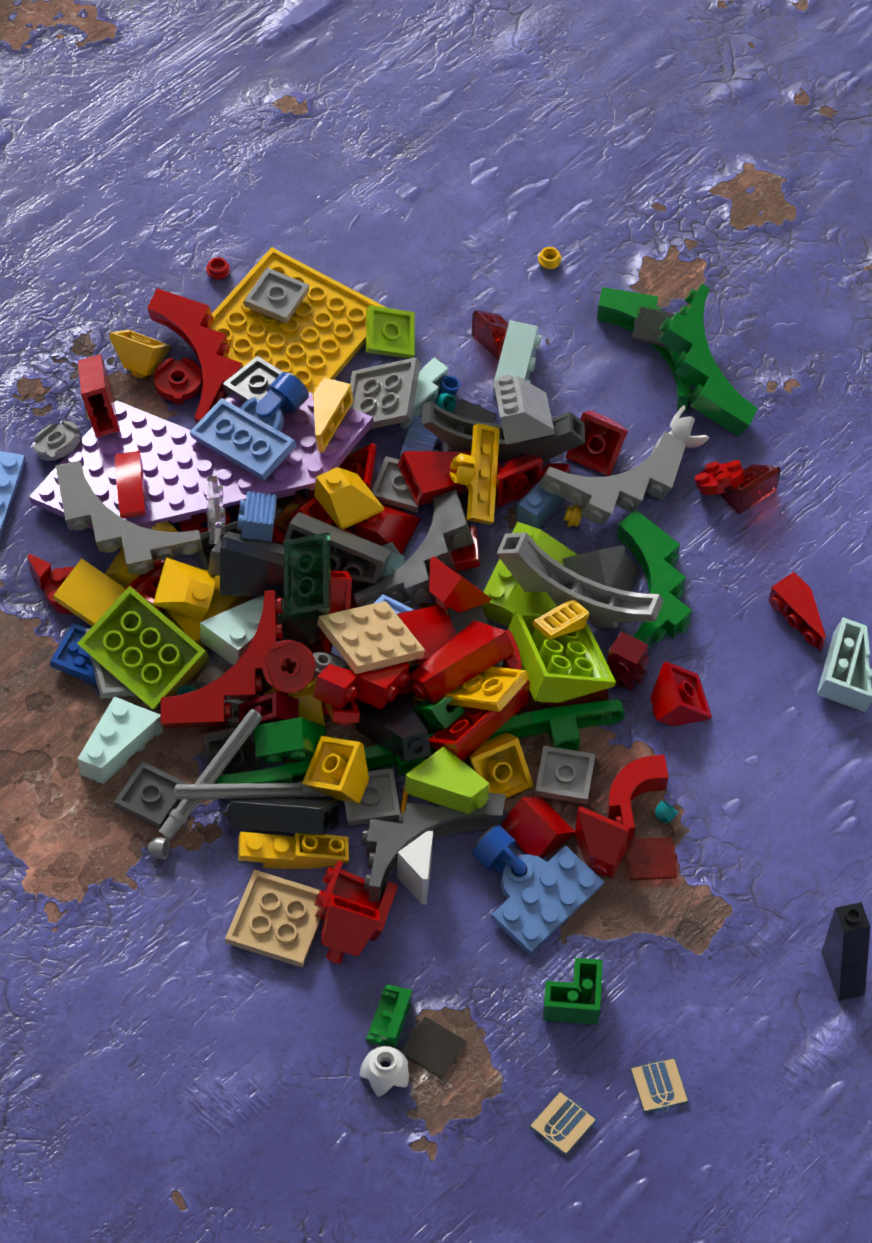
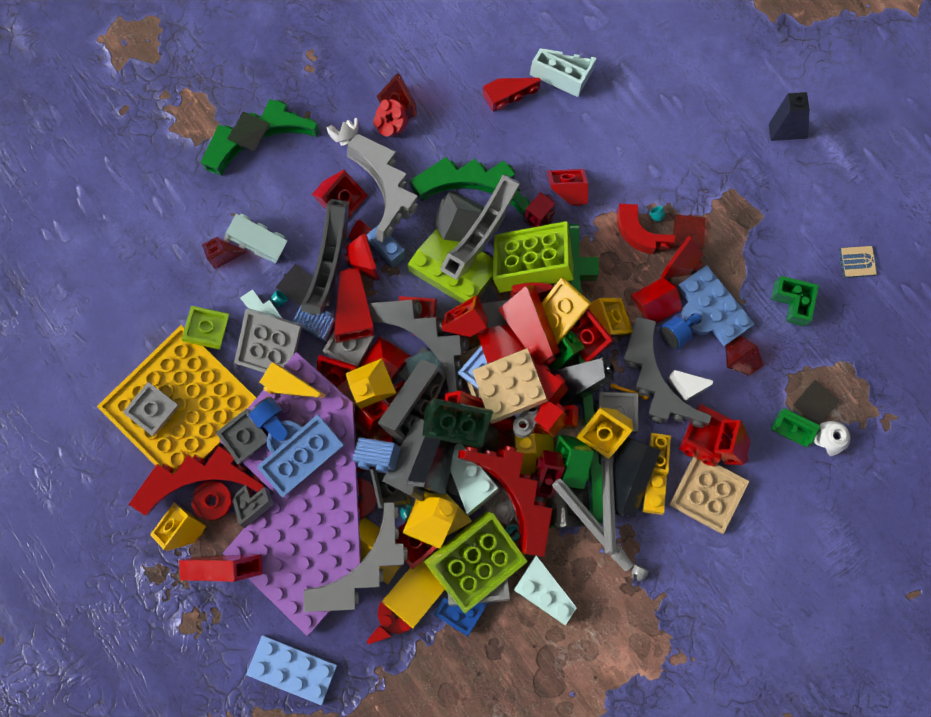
camera: 75 degrees left, 20 degrees up
(57, 441) = (254, 607): light grey tile -> none
(130, 484) = (327, 552): red slope -> none
(149, 795) = (594, 572): dark grey plate -> none
(178, 411) = (250, 506): none -> dark grey plate
(215, 509) = (365, 487): clear plate -> none
(217, 268) = (106, 453): red plate -> none
(276, 659) = (517, 450): red plate -> none
(448, 782) = (629, 352): lime slope -> none
(449, 385) = (264, 292): blue hinge -> none
(477, 940) = (743, 356): none -> clear red slope
(479, 473) = (362, 282): yellow plate -> none
(522, 410) = (316, 239): light grey slope -> none
(549, 258) = (153, 194): yellow plate -> none
(563, 1123) = (879, 328): piece -> none
(564, 618) = (501, 238): yellow slope -> none
(565, 774) = (619, 274): light grey plate -> none
(573, 515) = (402, 227): yellow plate -> none
(696, 365) = (293, 109): green arch -> none

